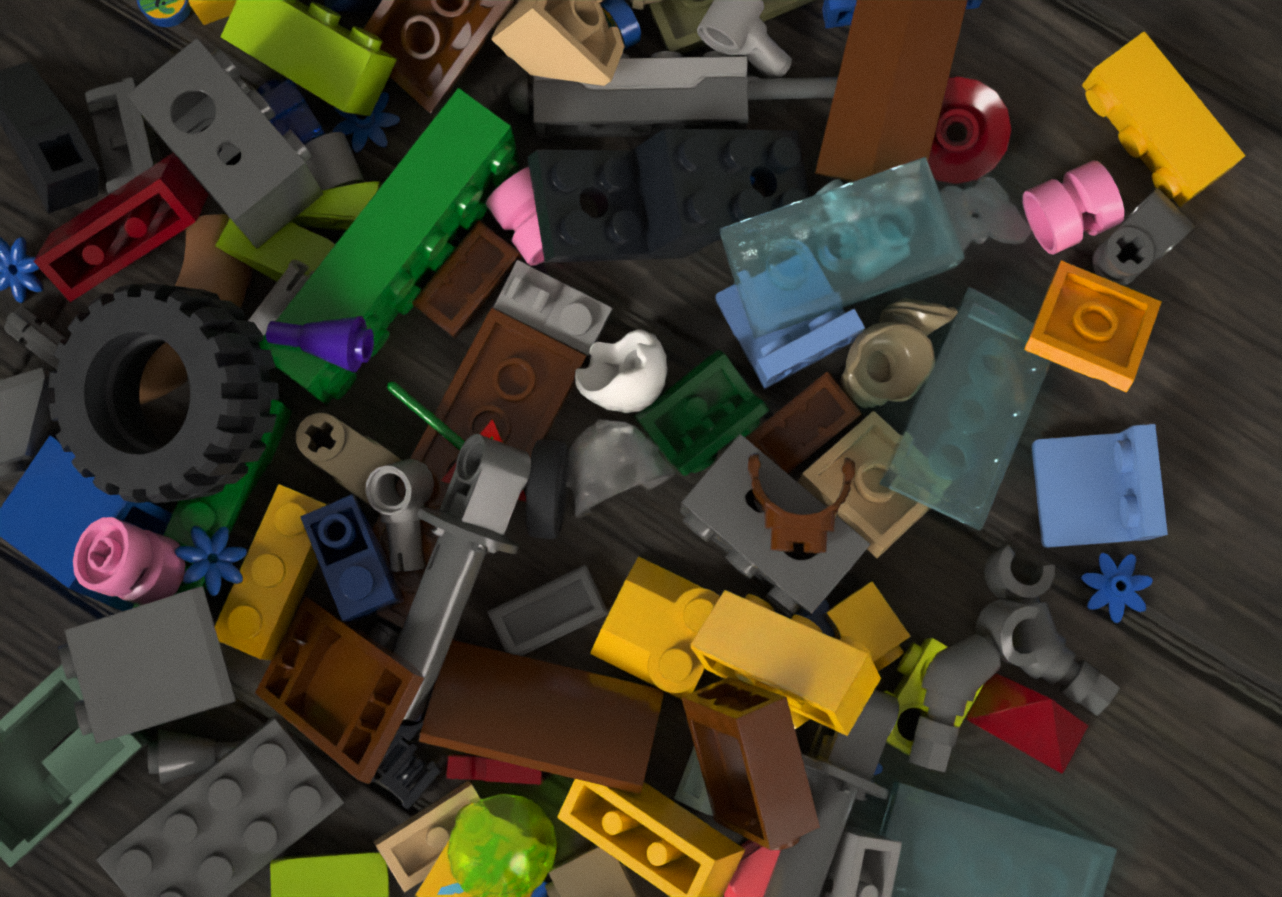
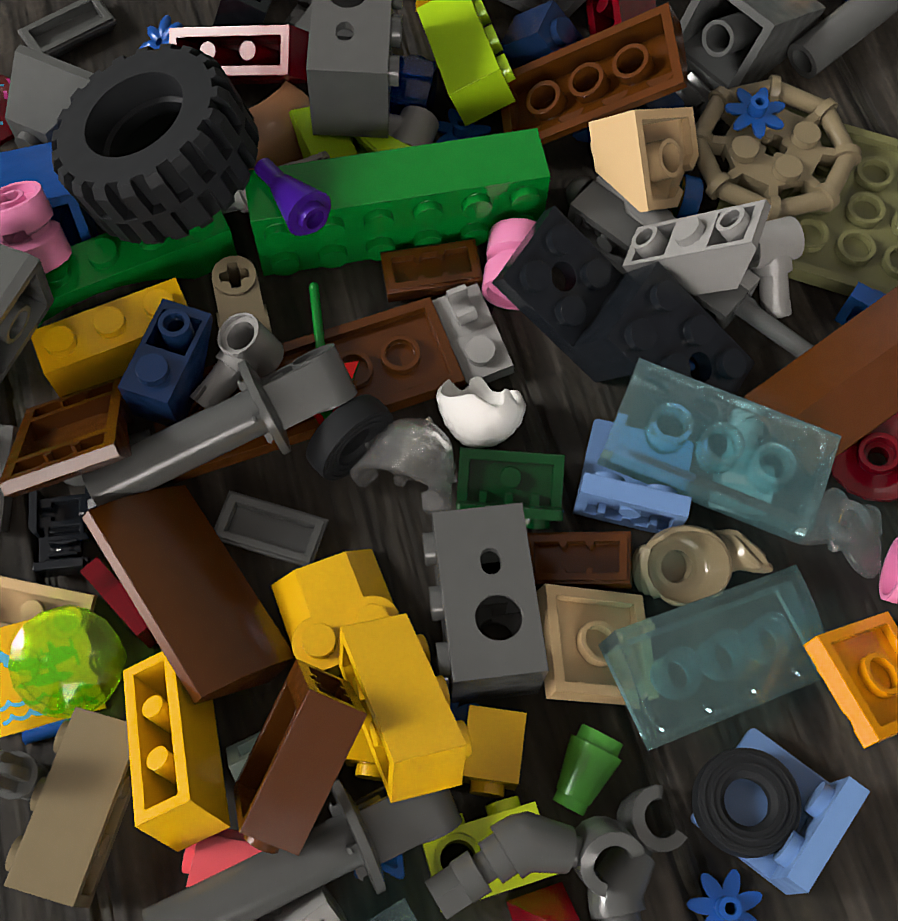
camera: 35 degrees right, 15 degrees down
(216, 553) = (82, 271): blue plant -> none
(685, 86) = (703, 249): none -> light grey slope
(794, 528) = (506, 605): reddish brown helmet -> none
(943, 577) = (586, 768): none -> bright green cone
(1098, 479) = (781, 793): none -> black tyre

